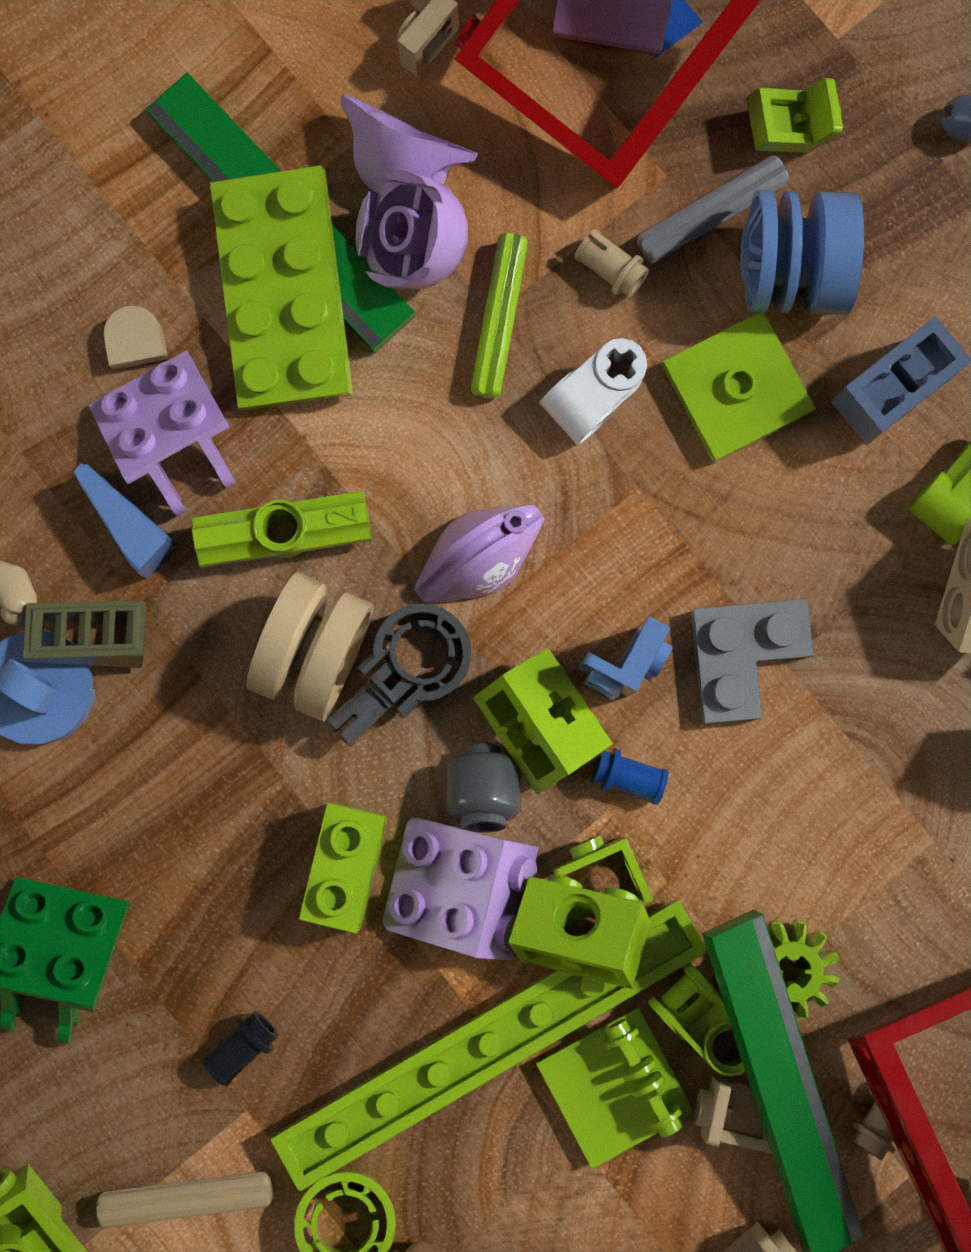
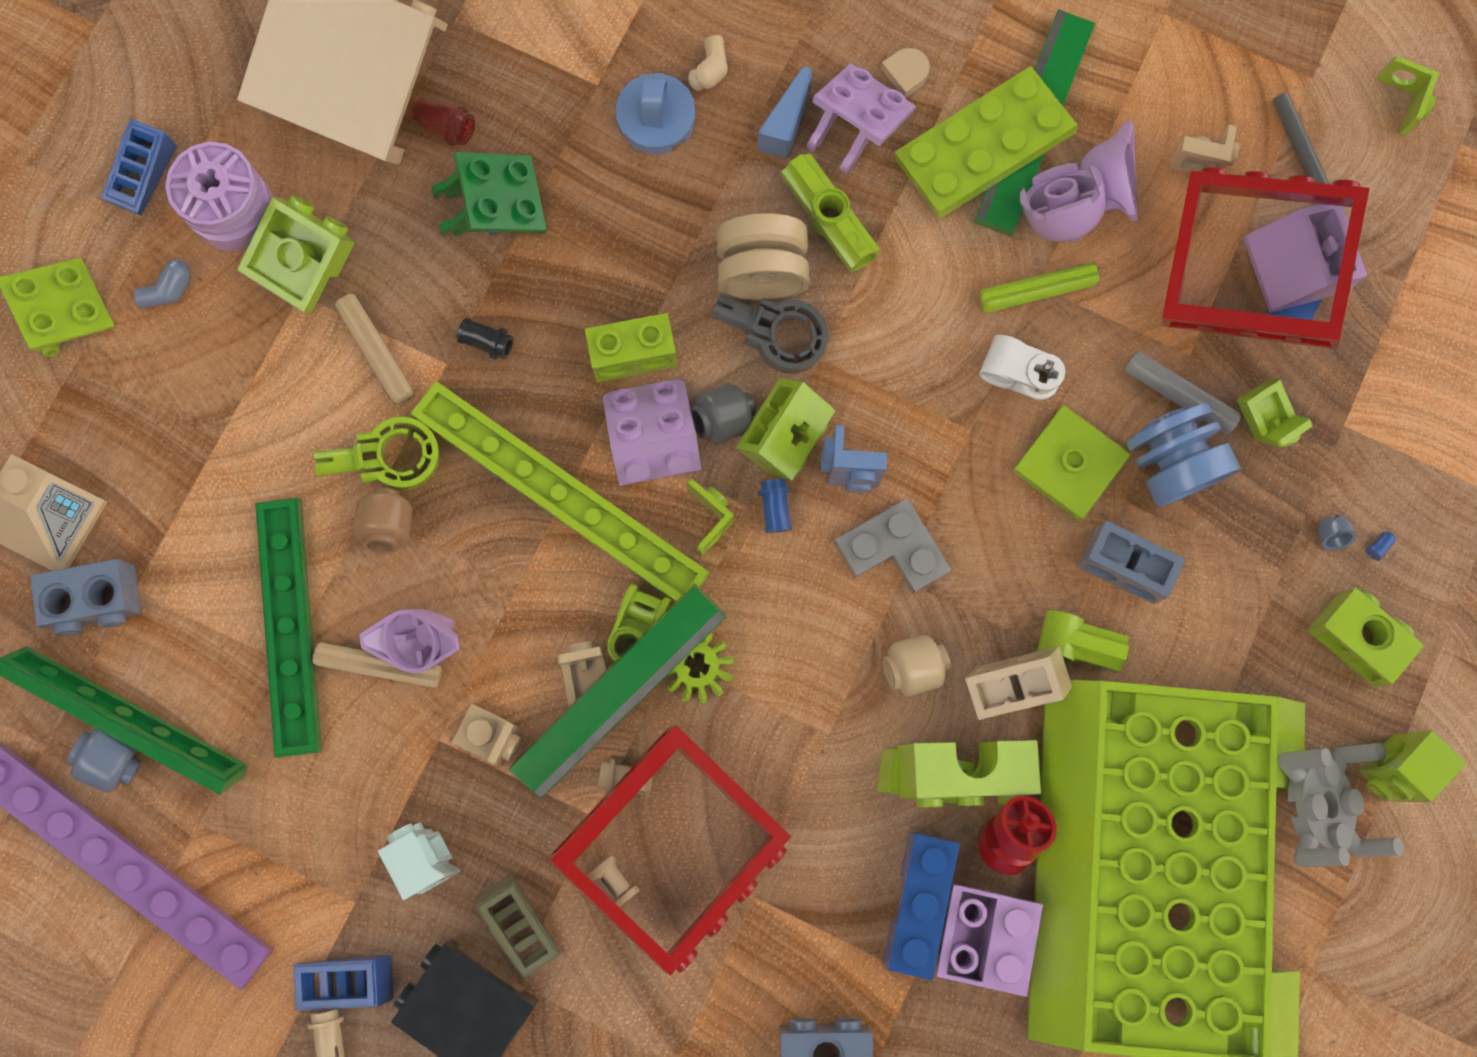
camera: 65 degrees right, 5 degrees down
(106, 612) = (728, 140): olive slope -> none
(479, 553) = (876, 345): lavender hat -> none
(605, 953) = (653, 533): lime brick -> none
(612, 263) = (1111, 342): tan pin -> none
(615, 1088) = (566, 589): lime hinge -> none
(907, 700) = (916, 665): none -> tan head

